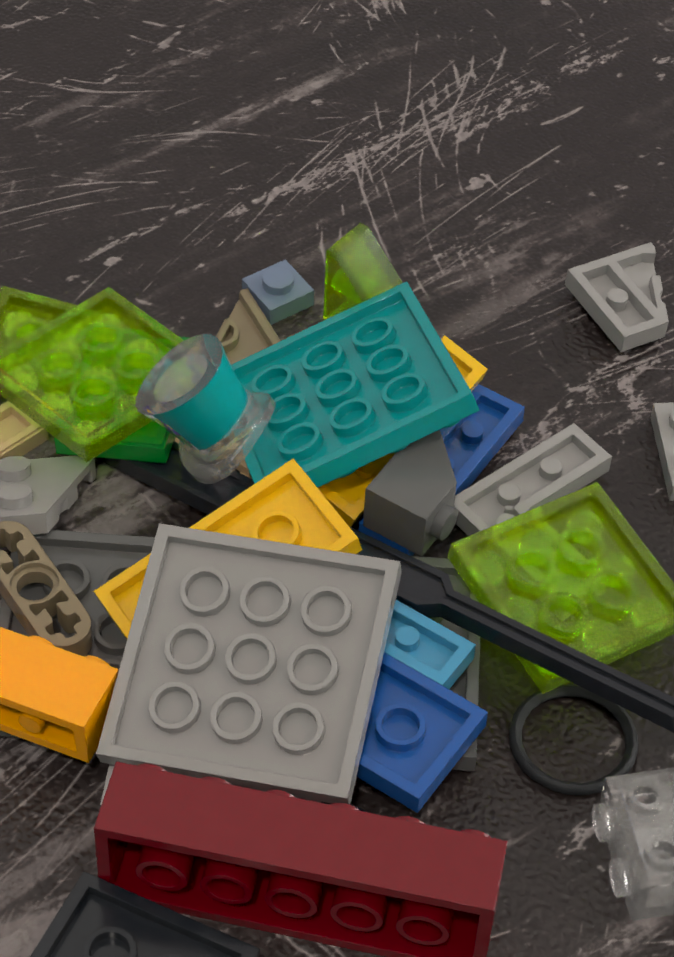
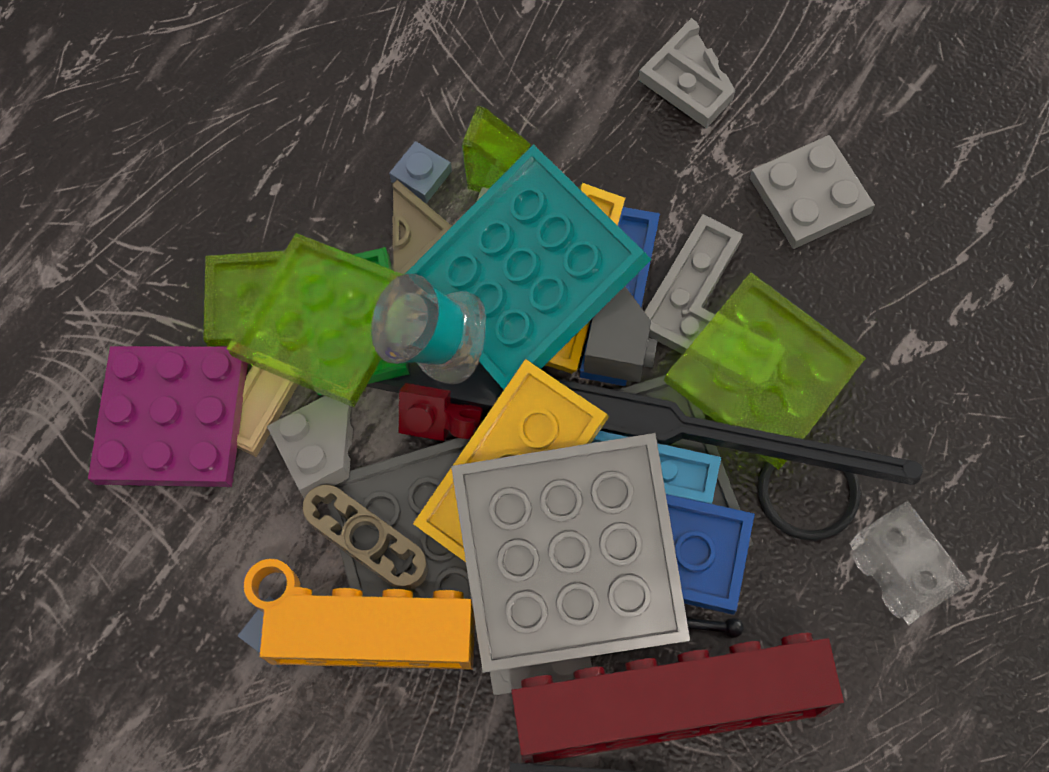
camera: 15 degrees left, 20 degrees up
(165, 500) = (430, 415): none -> dark red plate

